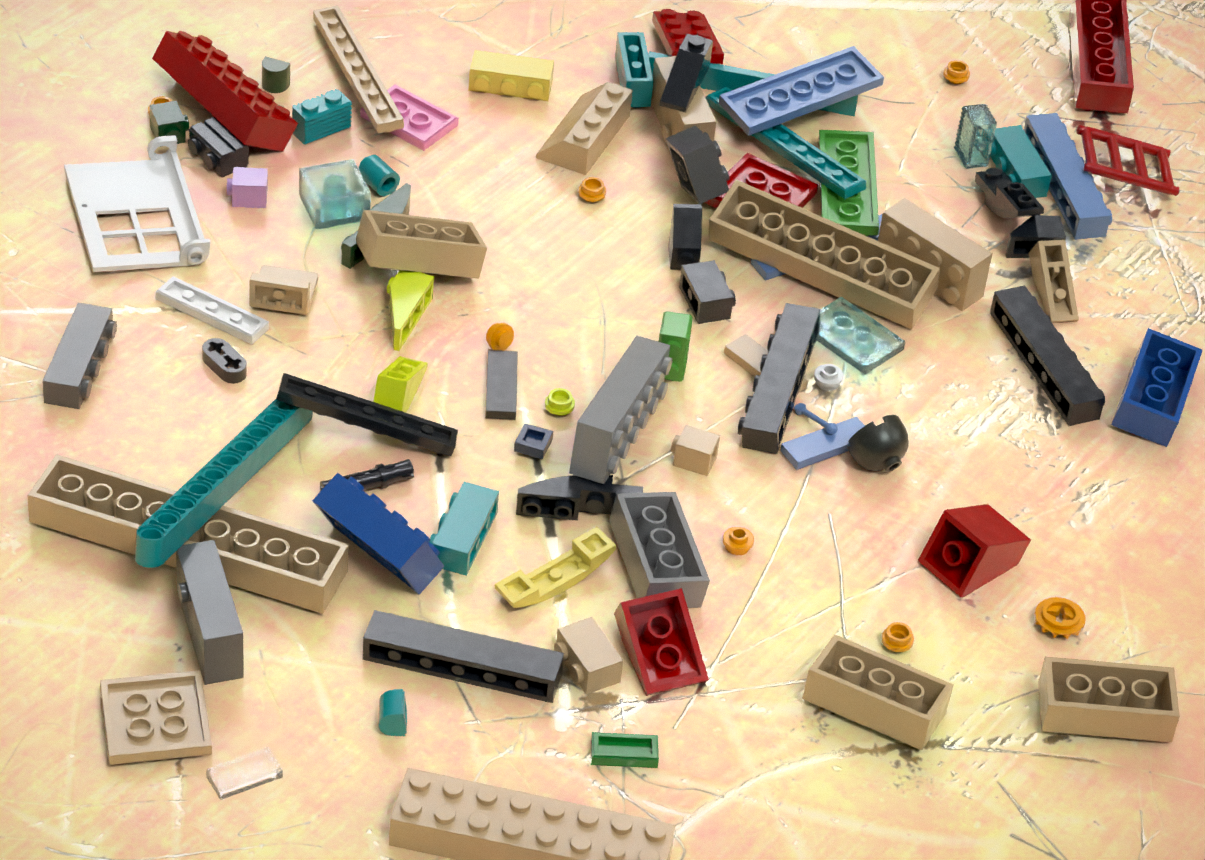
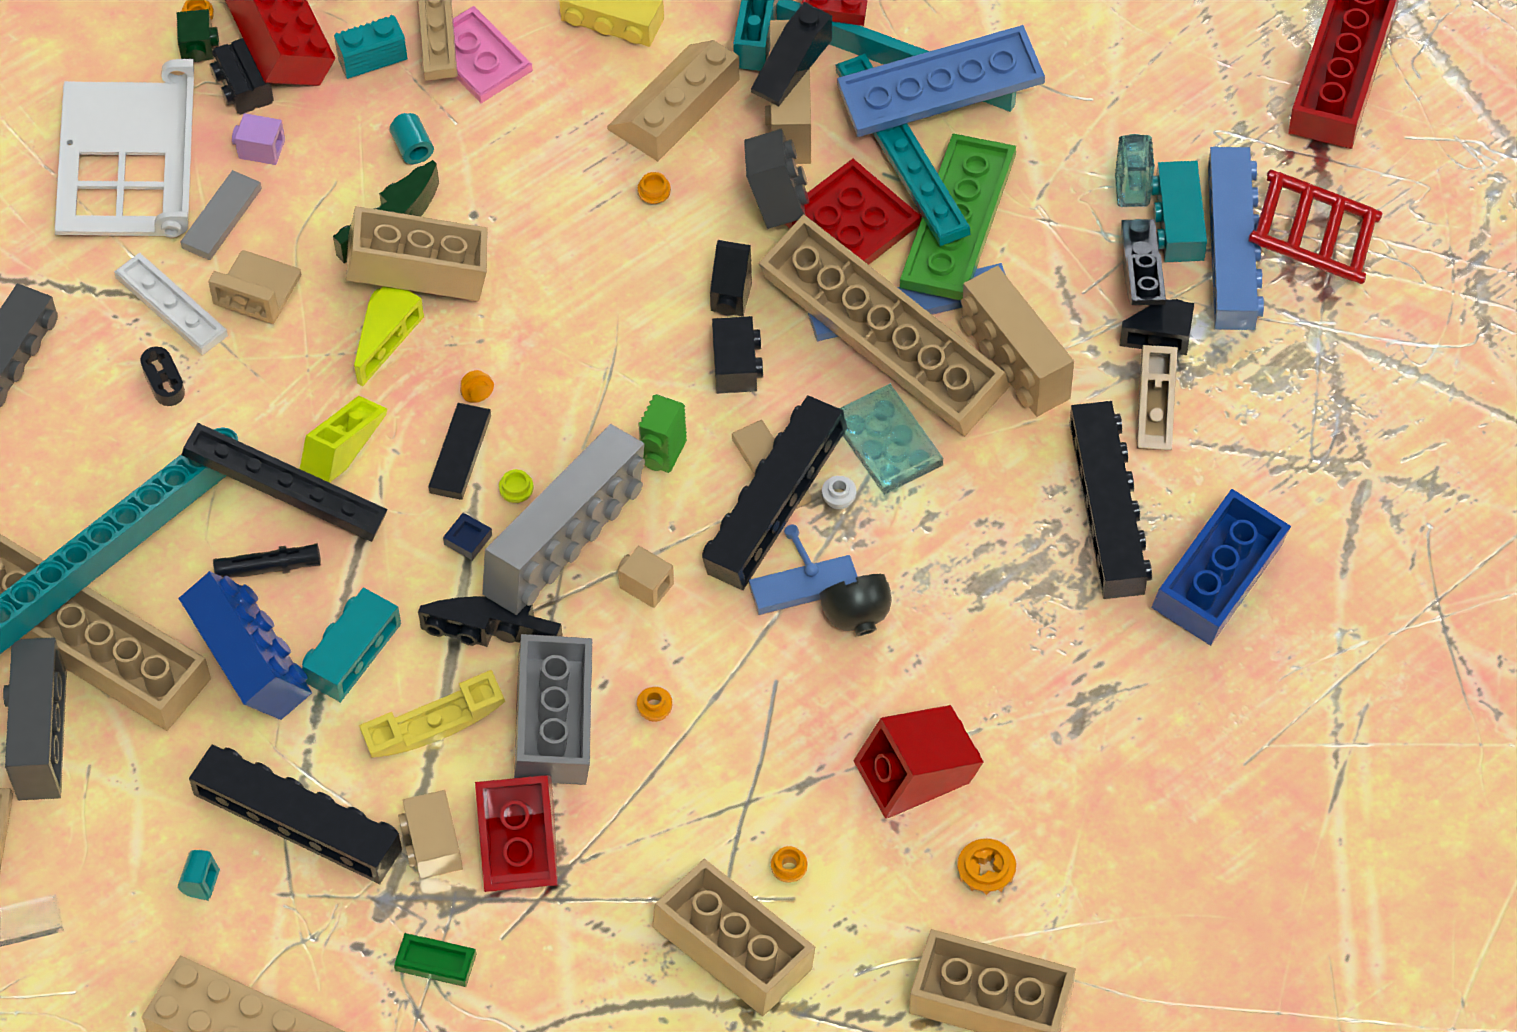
camera: 20 degrees right, 15 degrees up
(233, 245) = (221, 215): none -> light grey tile
(334, 193) = (348, 163): clear light blue brick -> none
(957, 72) = (1161, 57): light orange plate -> none

